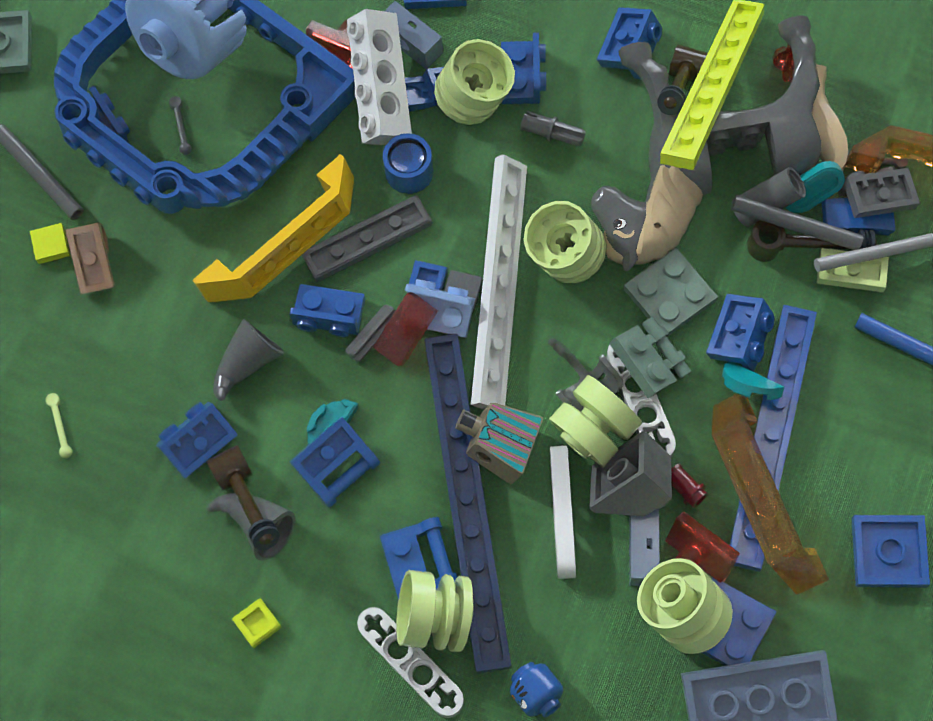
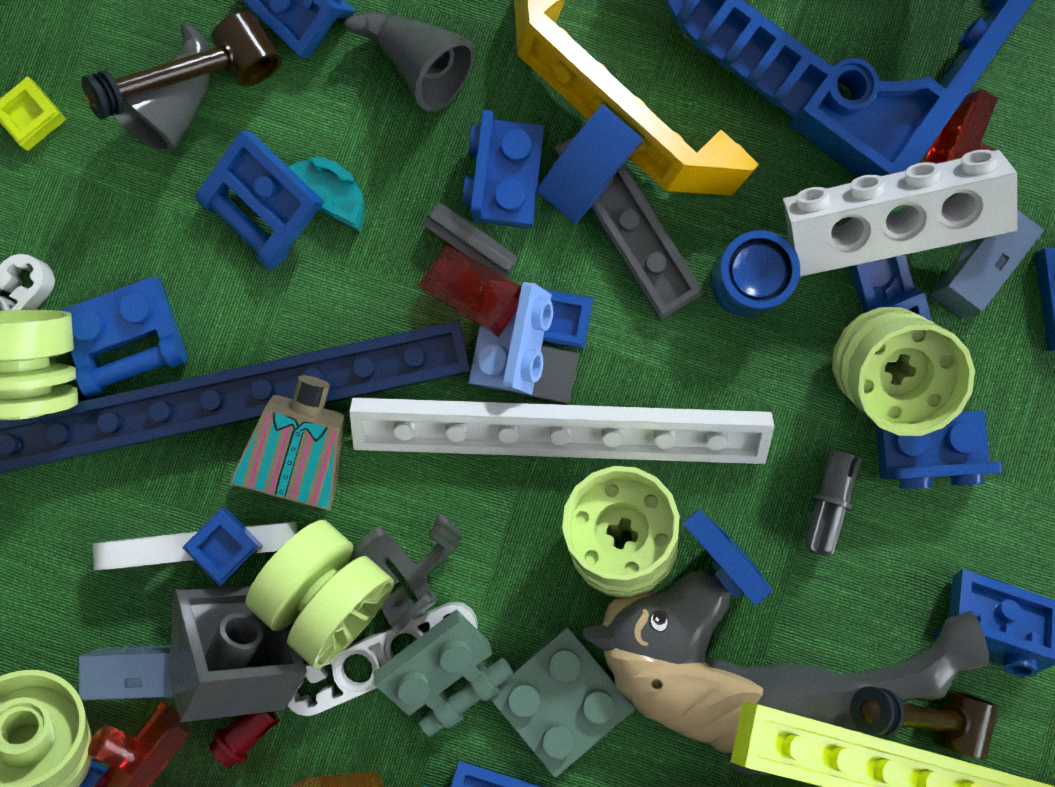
camera: 80 degrees right, 15 degrees up
(331, 253) = (589, 164): none -> blue slope
(563, 482) = (222, 546): none -> blue tile
(583, 182) = (731, 564): none -> blue wing

